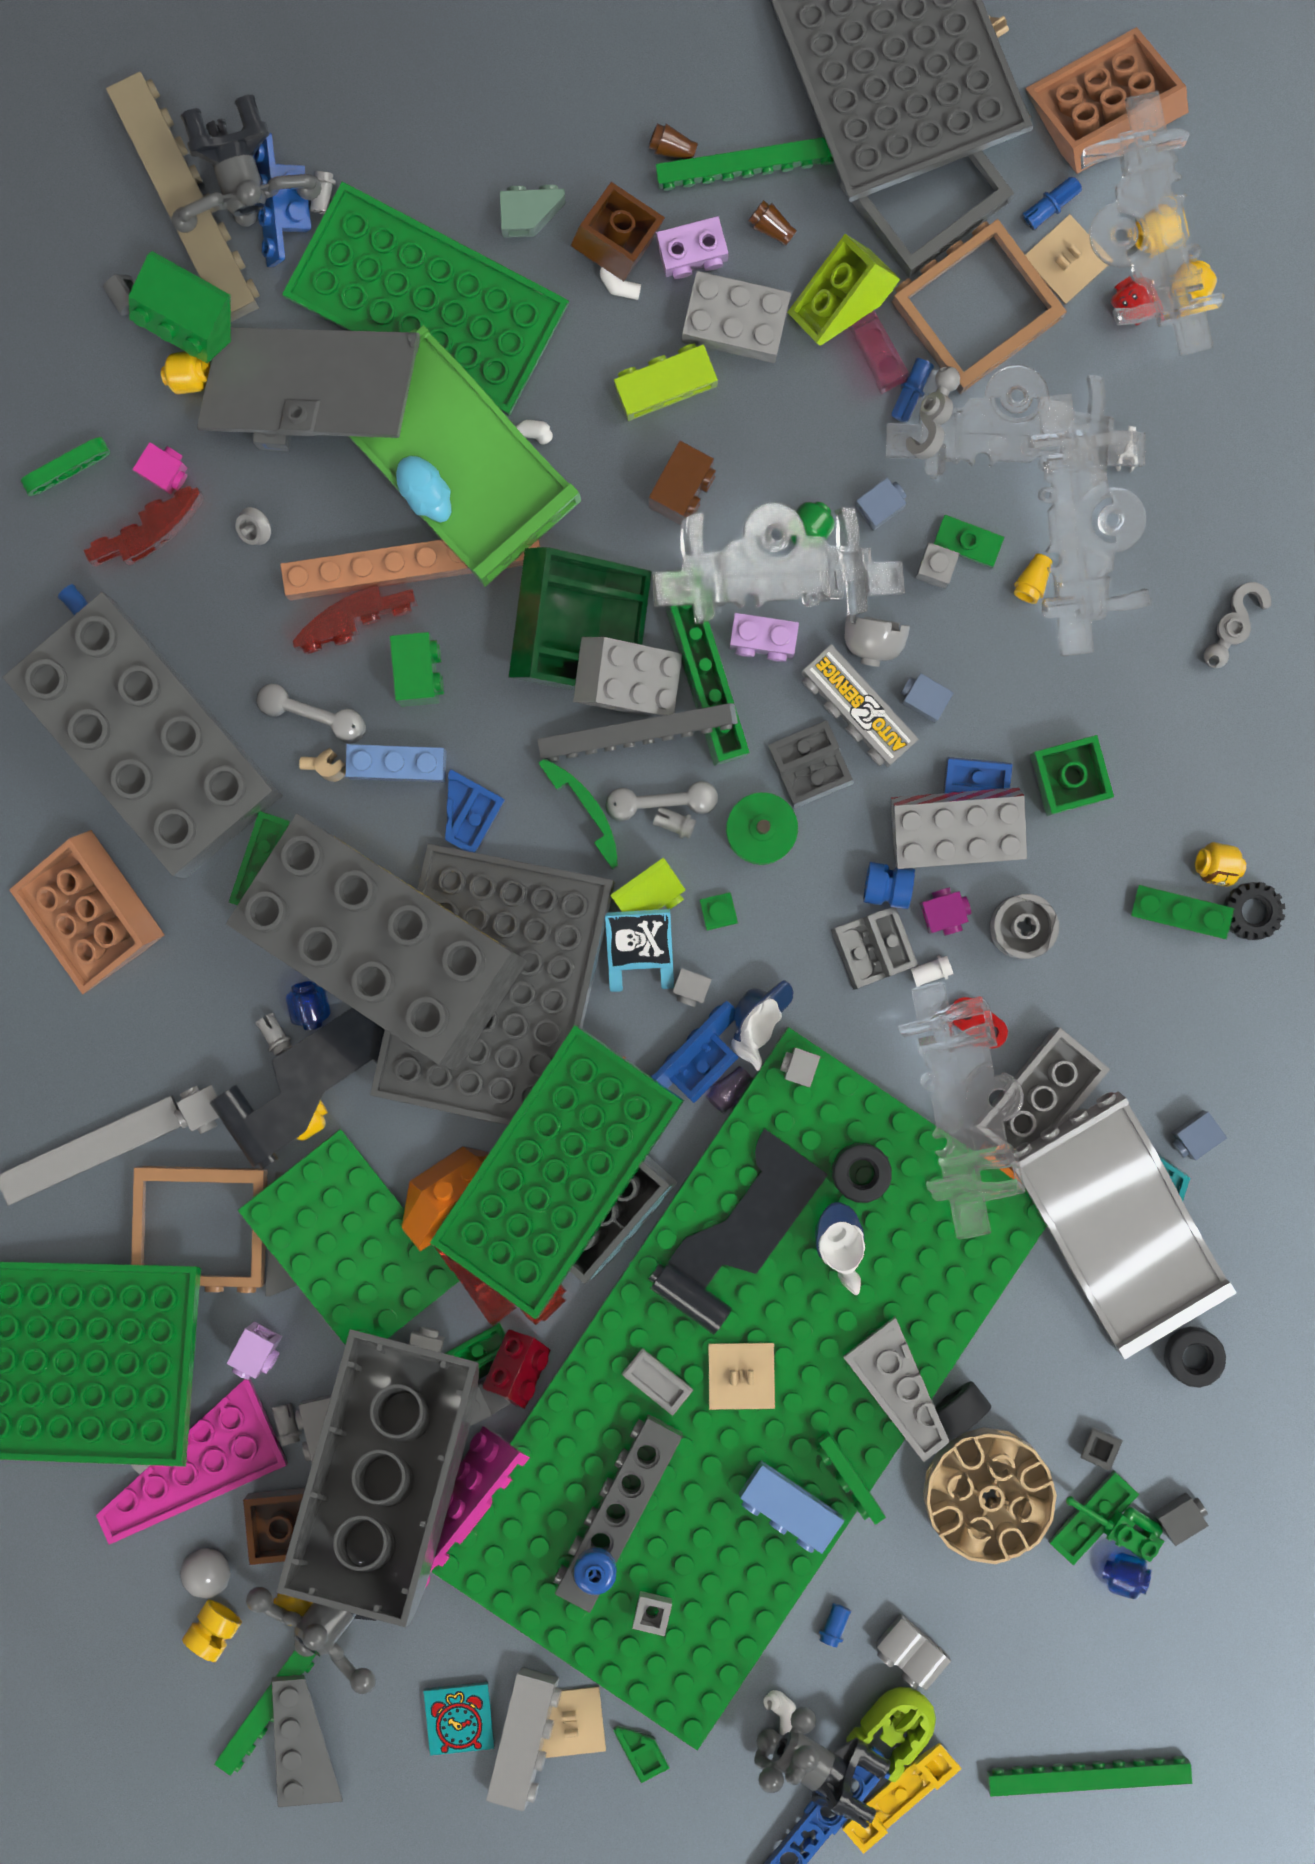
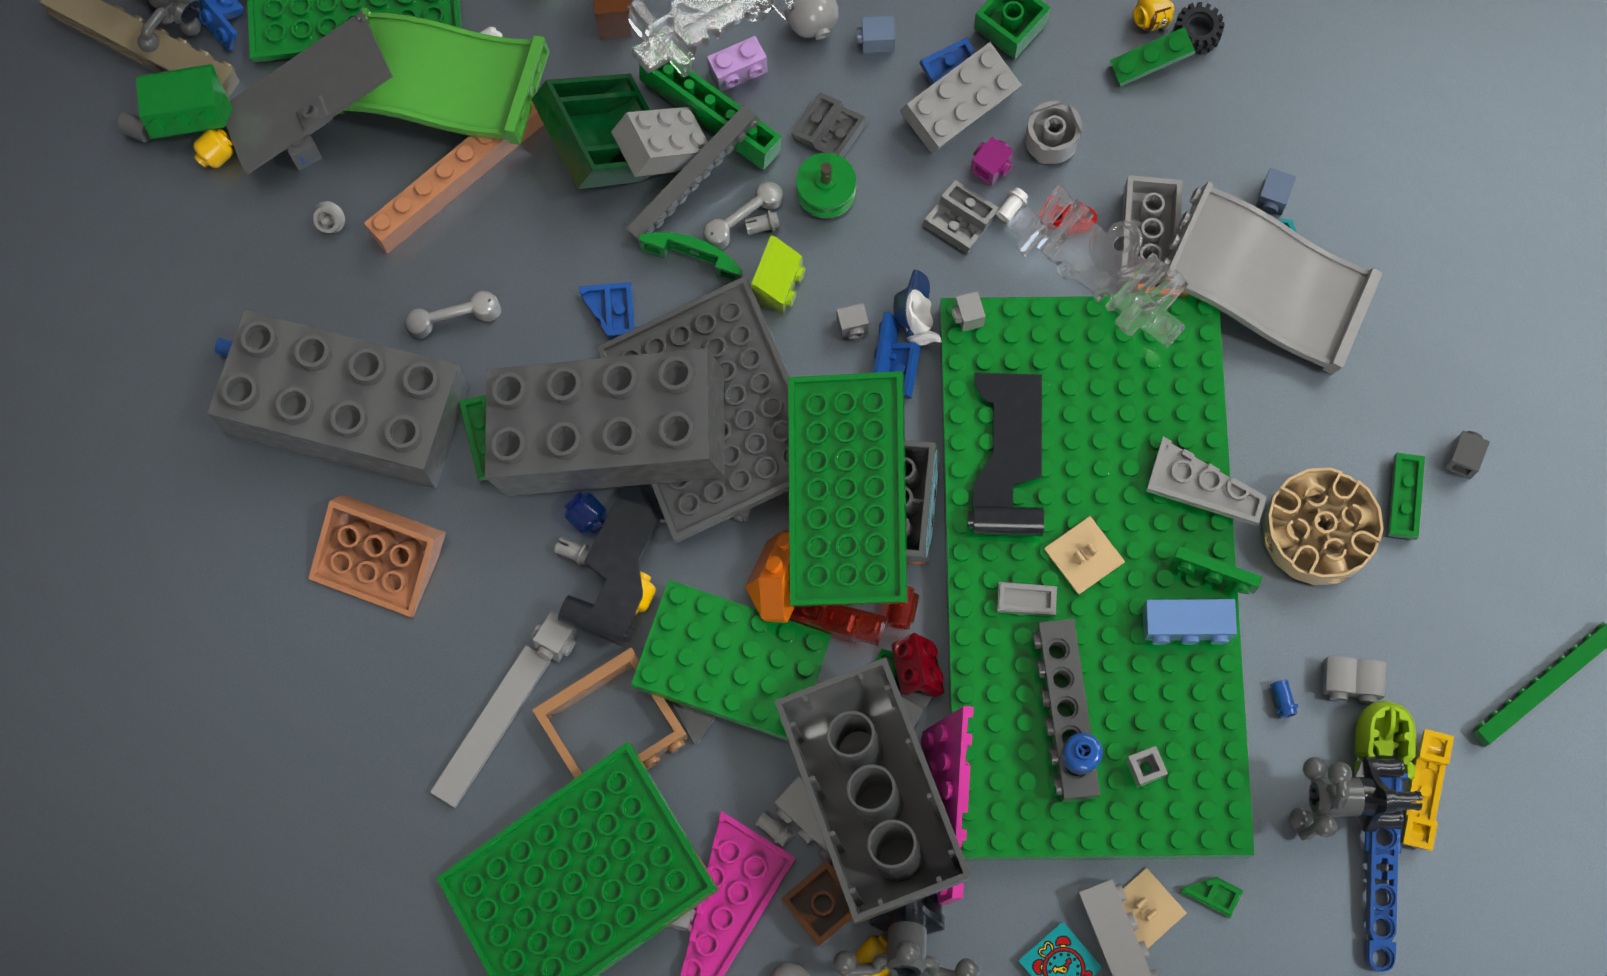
camera: 30 degrees left, 15 degrees down
(65, 466) = (165, 263): green beam -> none
(160, 525) = (259, 260): clear red slope -> none
(162, 468) = (236, 221): dark pink brick -> none
(255, 1351) = (714, 784): lavender brick -> none
(324, 765) = (489, 343): tan piece -> none
(339, 620) = (433, 238): clear red slope -> none
(395, 763) = (537, 307): medium blue brick -> none
(415, 669) = (508, 233): green brick -> none
(424, 488) = (433, 104): medium azure arm -> none
(639, 942) = (795, 310): flag -> none
(718, 911) = (835, 263): green plate -> none
(728, 1090) = (929, 376): clear purple cone -> none
(782, 1706) = (1292, 787): white arm -> none
(841, 1243) = (1085, 407): white hair -> none
(858, 706) = (835, 68): brick -> none
(881, 1178) = (1069, 338): black tyre -> none
(888, 885) = (942, 166): blue wheel -> none
(962, 1409) = (1259, 473): black tyre -> none
(1101, 1448) = (1374, 444): dark grey brick -> none
(1121, 1530) = (1434, 488): green piece -> none
(1127, 1576) = (1462, 519): clear blue head -> none
(1209, 1371) = (1398, 325): black tyre -> none

